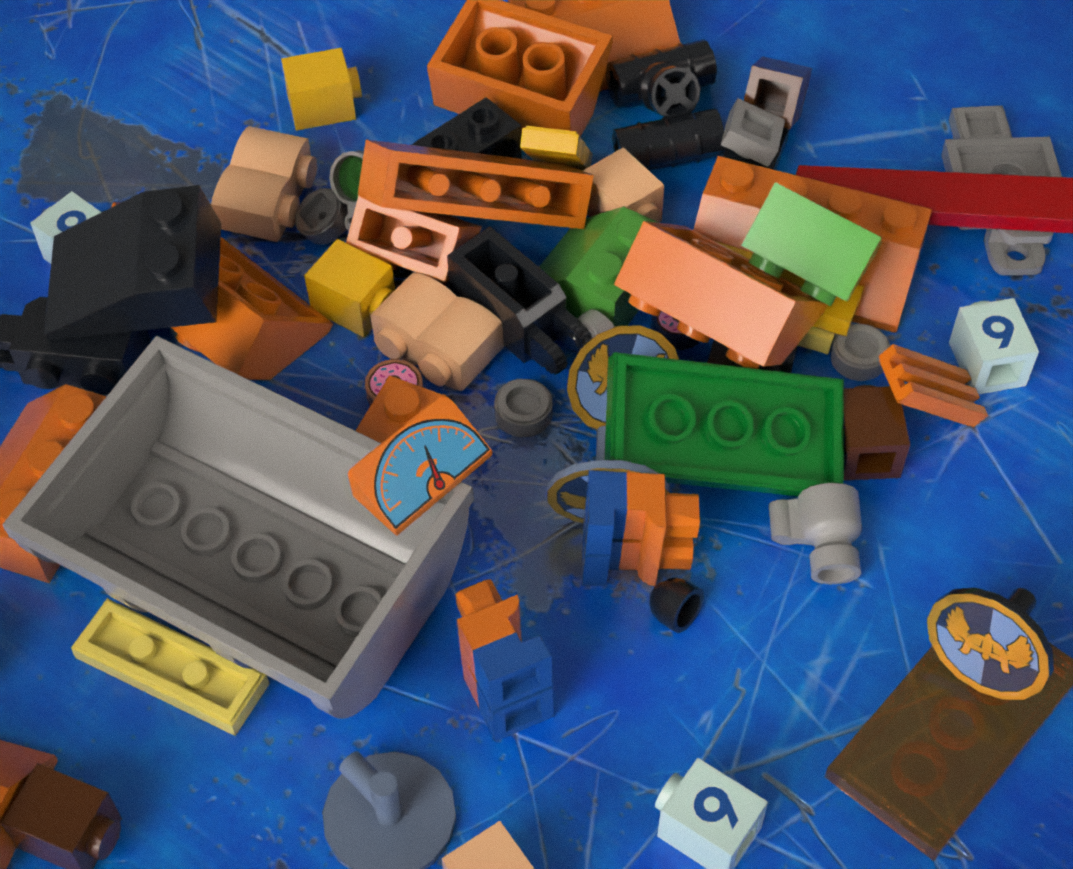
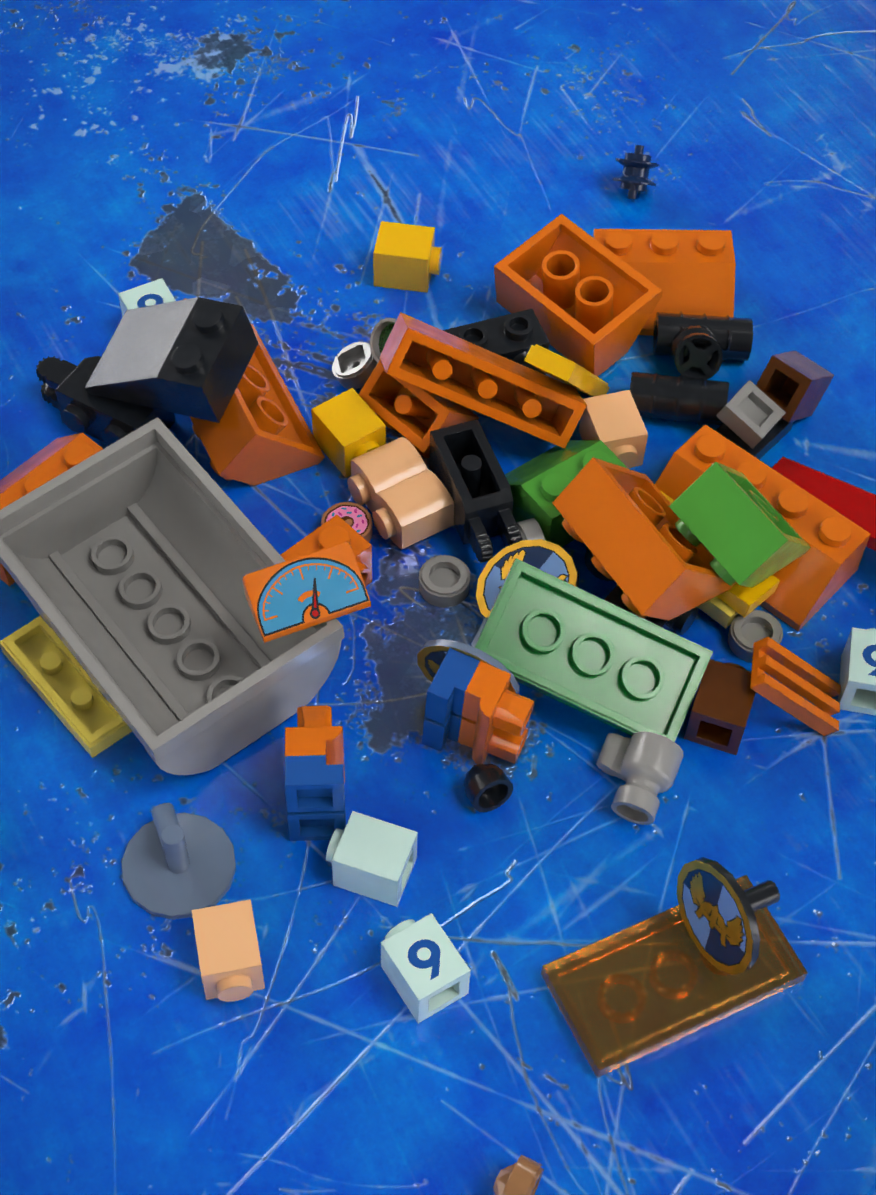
camera: 20 degrees right, 0 degrees up
(264, 183) = (320, 321): light nougat brick -> none
(599, 724) = (372, 858): none -> light aqua brick

